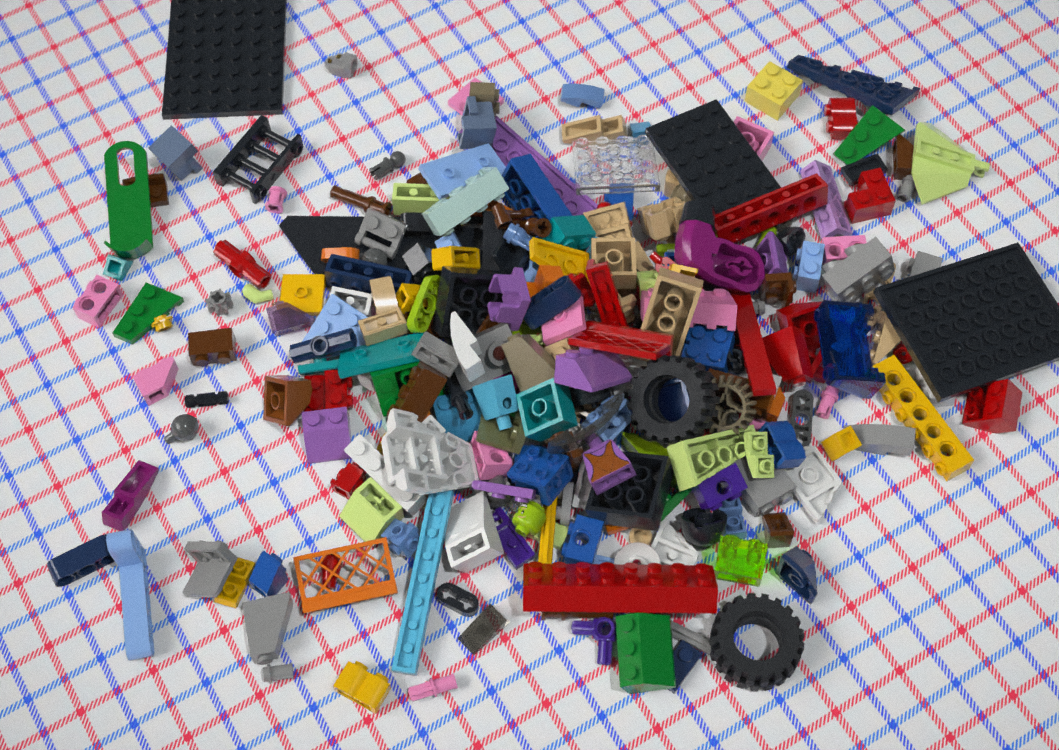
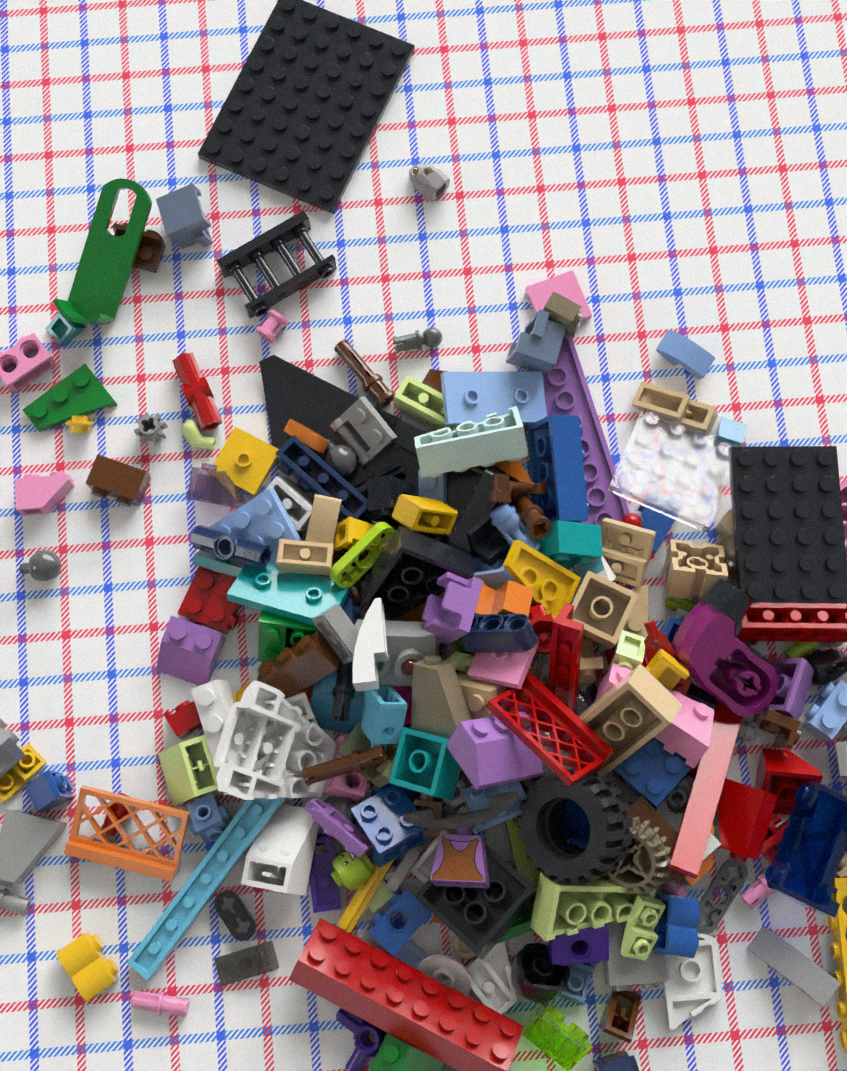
camera: 25 degrees right, 15 degrees up
(206, 399) = (85, 540): black axle -> none
(285, 398) = (164, 587): dark orange slope -> none
(486, 443) = (356, 761): none -> reddish brown pin
(841, 443) = (747, 951): yellow panel -> none

